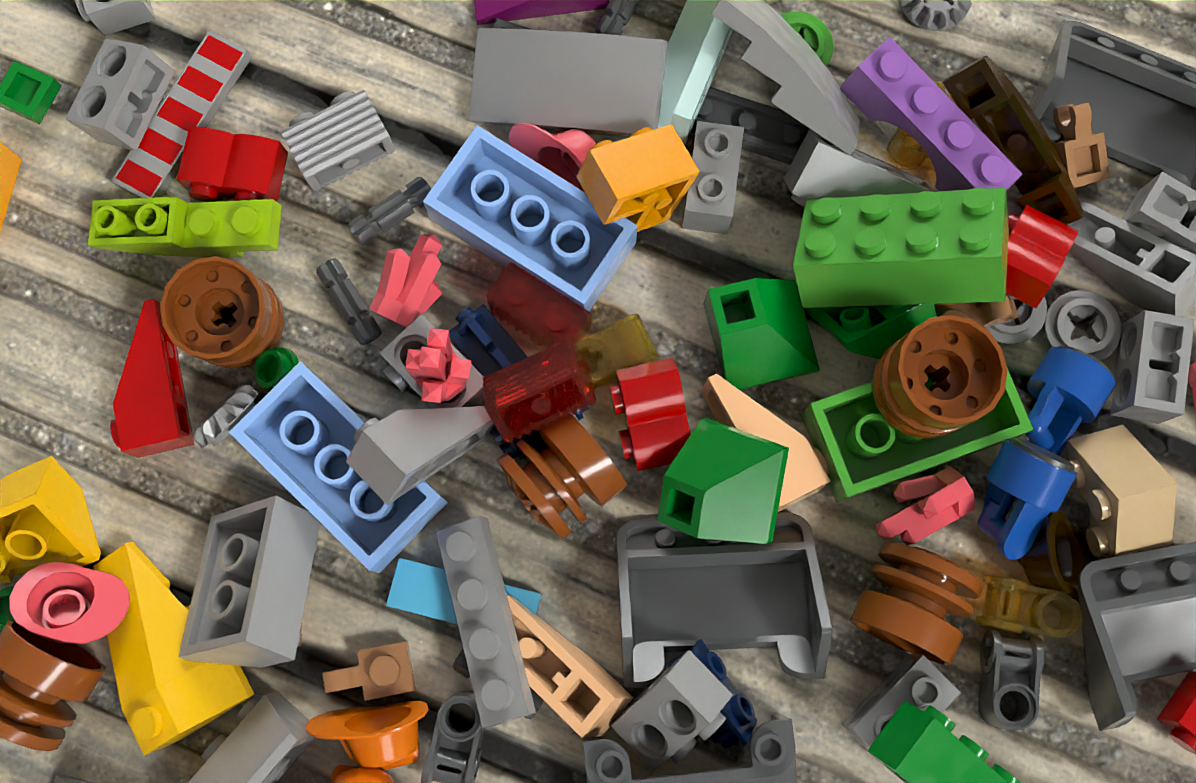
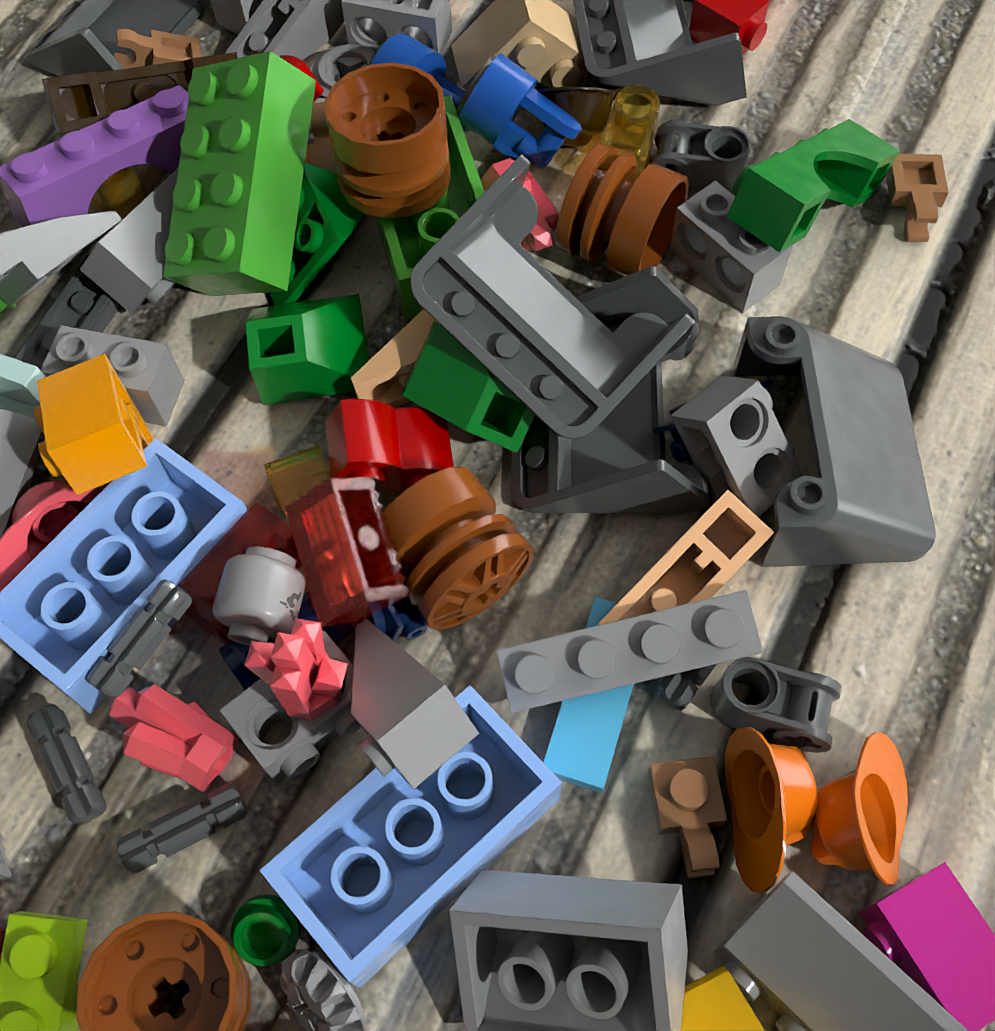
camera: 85 degrees left, 15 degrees down
(468, 246) = (139, 638): none -> dark grey axle
(499, 329) = (259, 595): none -> light grey head
(765, 526) = (526, 321): none -> dark grey windscreen

